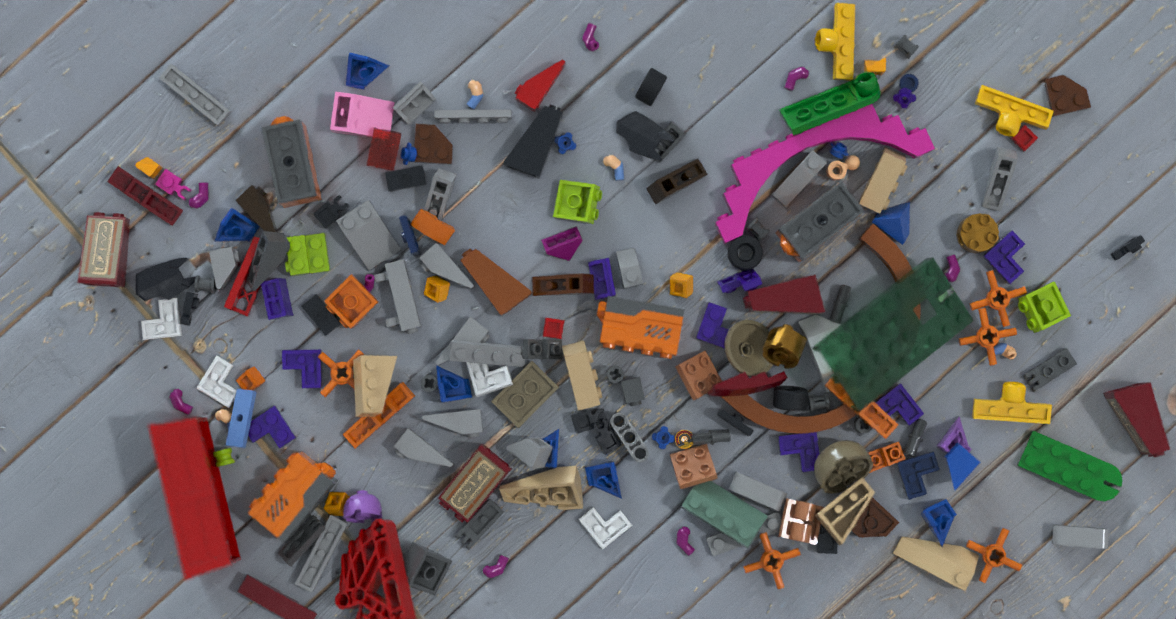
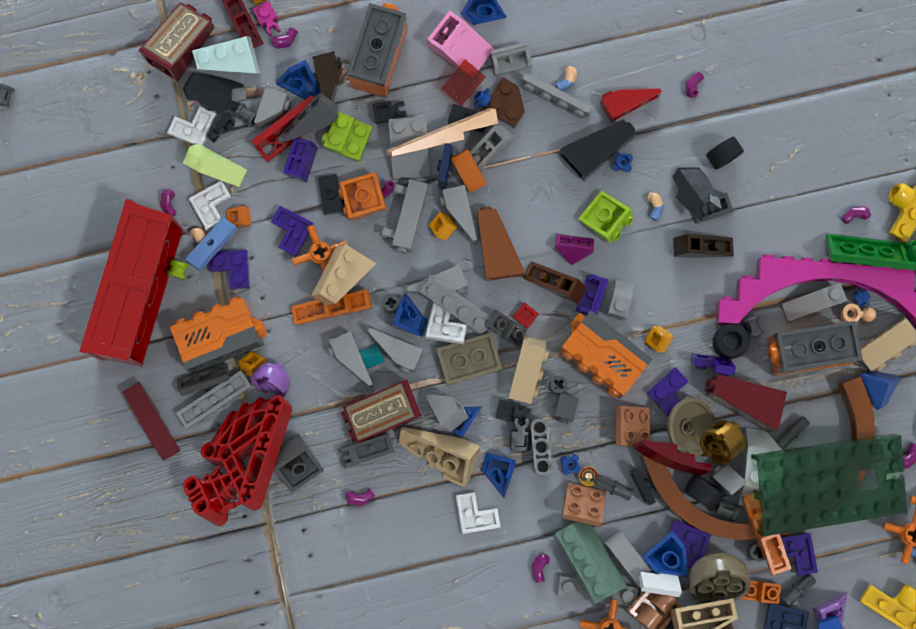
camera: 30 degrees right, 5 degrees down
(159, 241) = (229, 56): none -> light aqua wedge
(202, 346) = (214, 165): none -> yellowish green slope
(395, 206) = (447, 134): none -> light nougat slope
(438, 438) = (372, 356): none -> teal slope
(789, 471) = (668, 556): none -> blue slope
(797, 494) = (660, 584): none -> white tile
(804, 377) = (727, 479): none -> light grey slope

